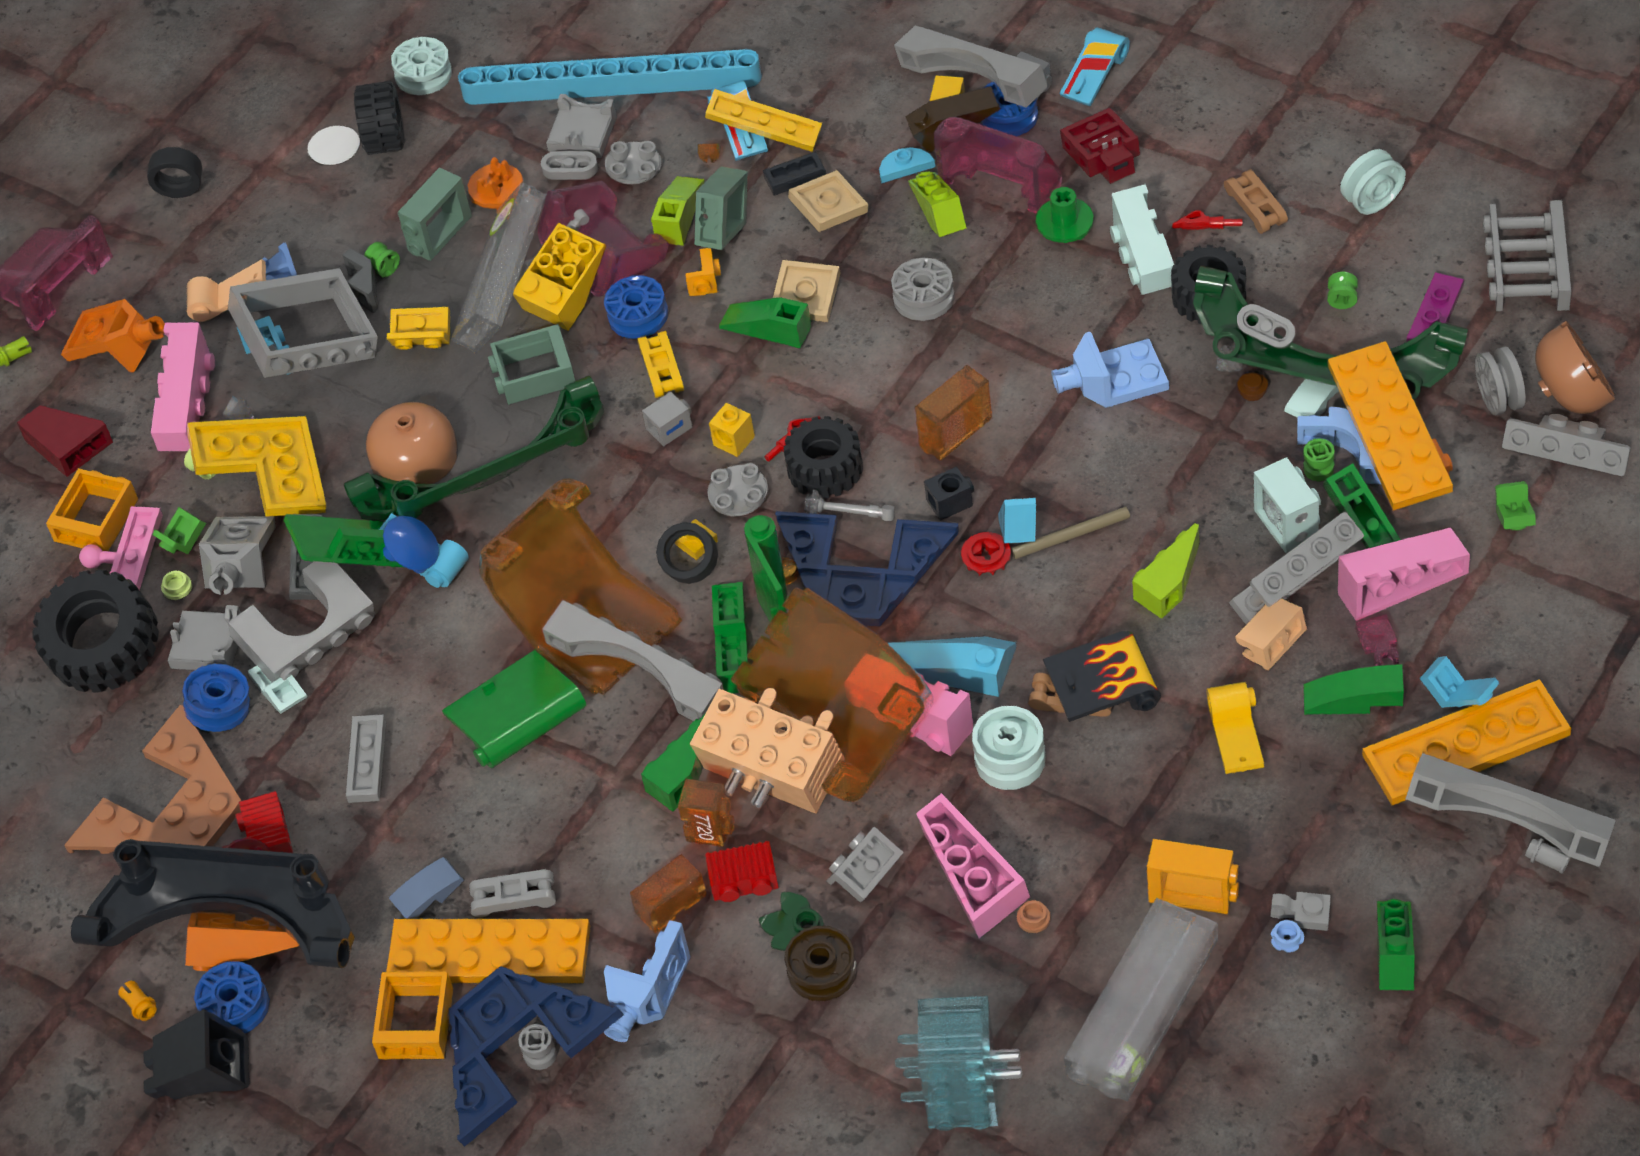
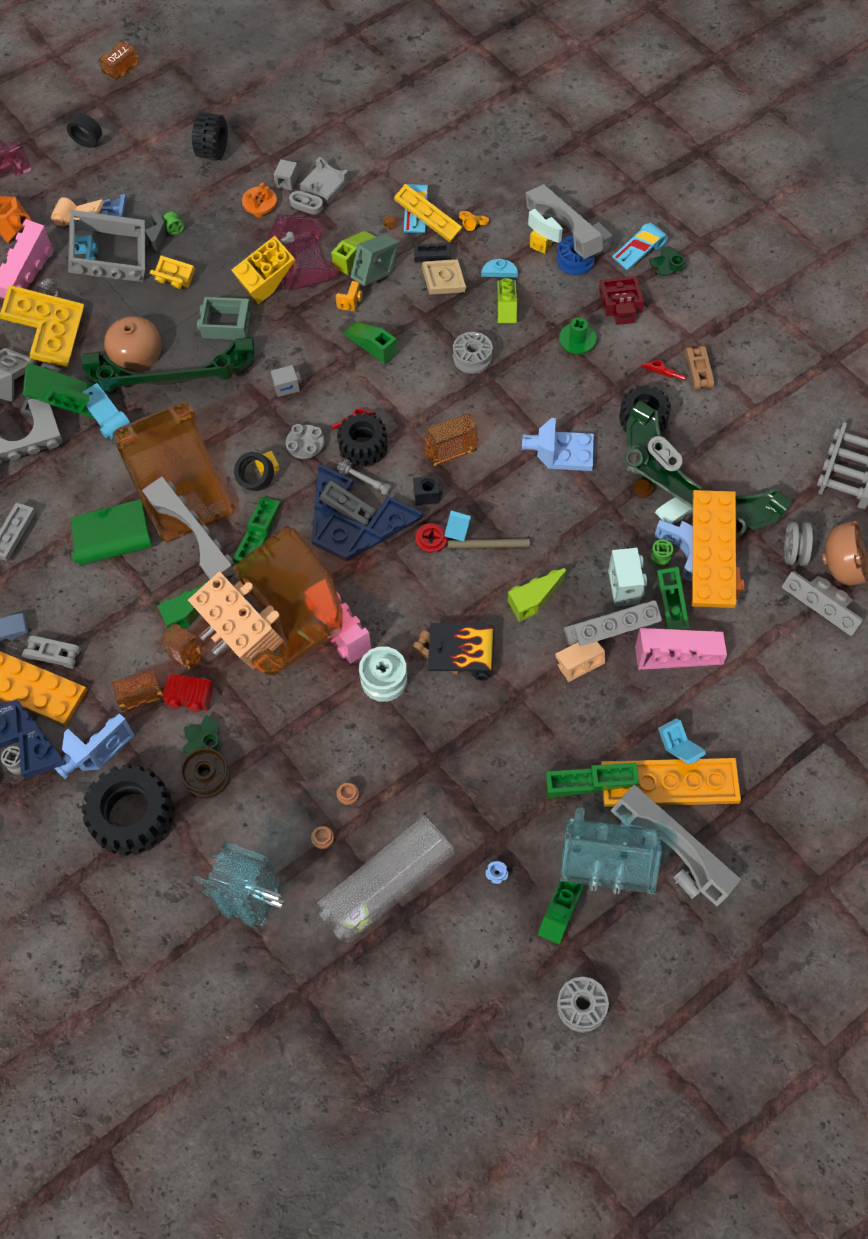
camera: 15 degrees right, 10 degrees up
(170, 57) = (119, 60): none -> clear orange brick
(333, 145) = (181, 145): white sticker -> none
(410, 543) = (94, 406): blue dish -> none
(421, 65) = (252, 113): light aqua wheel -> none
(442, 191) = (207, 196): sand green window -> none
(499, 268) = (232, 251): clear brick -> none
(519, 136) = (286, 175): none -> light grey brick
(609, 76) = (355, 156): medium azure beam -> none
(633, 162) = (343, 213): light grey dish -> none
(636, 306) = (301, 303): blue wheel -> none
(660, 363) = (298, 344): yellow plate -> none
(731, 429) = (318, 401): yellow brick -> none
(733, 1007) = (114, 787): none -> black tyre
(766, 564) = (288, 499): green door -> none
(790, 570) = (307, 503): clear orange hinge -> none
(809, 284) = (406, 327): tan plate -> none
(830, 111) = (471, 221): none -> light orange piece
(844, 547) = (347, 503): none -> dark grey plate
(866, 863) = (262, 717): light grey bracket -> none
(947, 82) = (547, 228): none -> light aqua slope
(961, 663) = (382, 603): medium azure wedge -> none
(968, 147) = (539, 273): clear pink windscreen -> none
(971, 106) = (536, 249): dark brown slope -> none
(977, 872) = (324, 754): bright pink wedge -> none
(1026, 983) = (322, 837): none -> nougat plate
(1140, 240) = (616, 368): light aqua wedge -> none
(1144, 74) = (668, 262): none -> dark green plate
(1192, 876) = (453, 809): light orange window -> none
(1234, 726) = (529, 714): yellow door -> none
(1308, 909) = (518, 858): light grey plate -> none
(1342, 290) = (726, 445): bright green wheel -> none
(1355, 690) = (614, 719): green slope -> none
(1367, 771) = (591, 780): none -> green slope
(1372, 181) = (775, 381): light aqua wheel -> none
(1378, 637) = (646, 687): clear pink plate -> none
(1434, 851) = (612, 857): none -> clear light blue piece
(1437, 303) = (782, 476): magenta plate -> none
(1475, 1067) = (579, 1019): none -> light grey wheel
(1513, 506) = (771, 631): bright green bracket -> none

